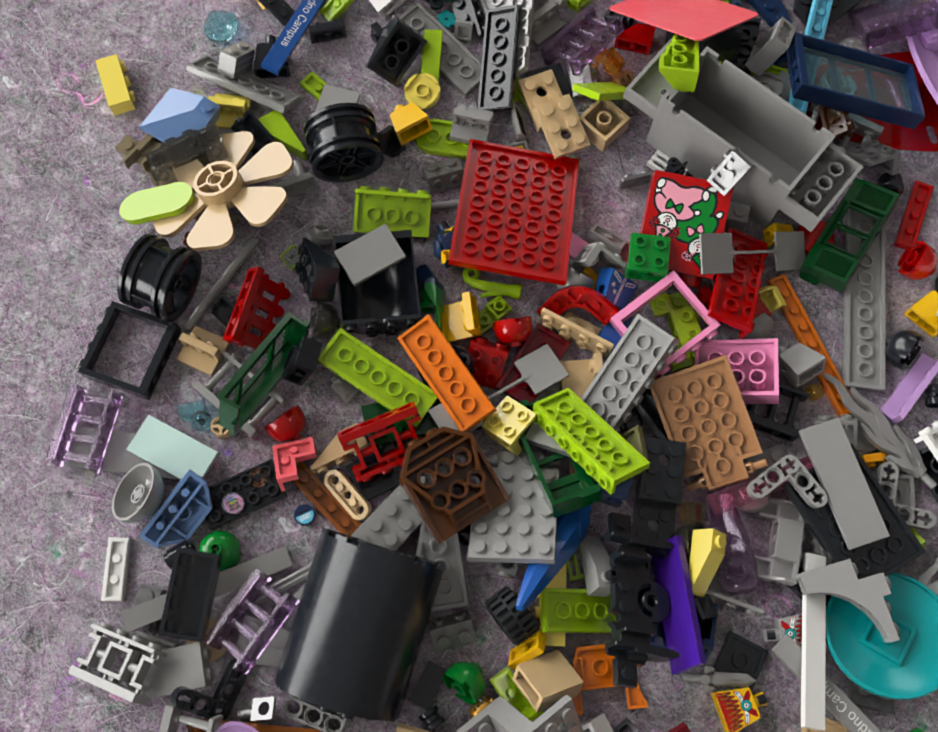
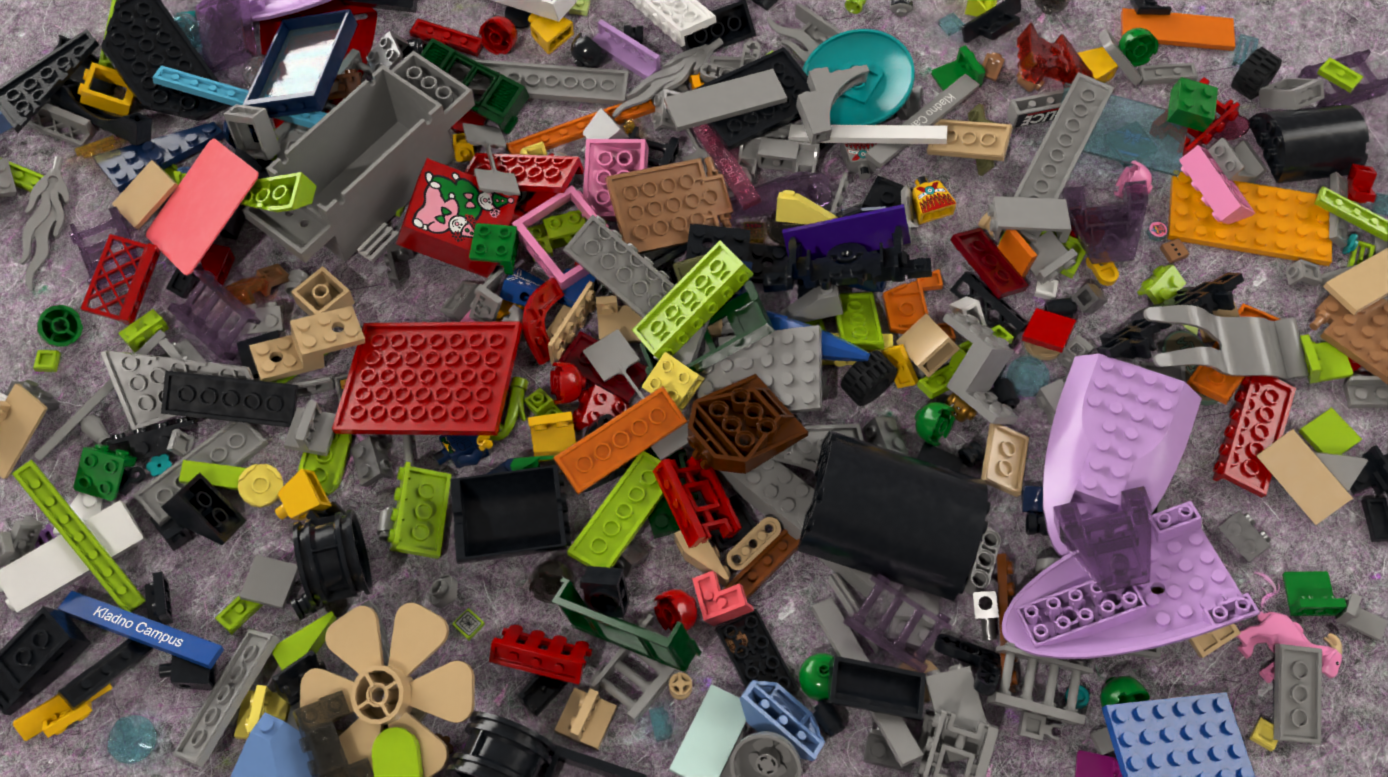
camera: 90 degrees left, 10 degrees down
(201, 420) = (673, 710): clear light blue tile -> none
(220, 284) = (514, 714): light grey piece -> none
(233, 503) = (769, 661): clear light blue tile -> none
(236, 59) = (193, 704): light grey brick -> none
(304, 515) = (775, 590): tile -> none
(317, 272) = (495, 582): black slope -> none
(369, 254) = (482, 518): light grey tile -> none
(600, 90) = (288, 288): lime tile -> none
(676, 166) = (390, 226): black hinge -> none
(729, 172) = (415, 155): bracket -> none
(791, 475) = (721, 139): light grey beam -> none

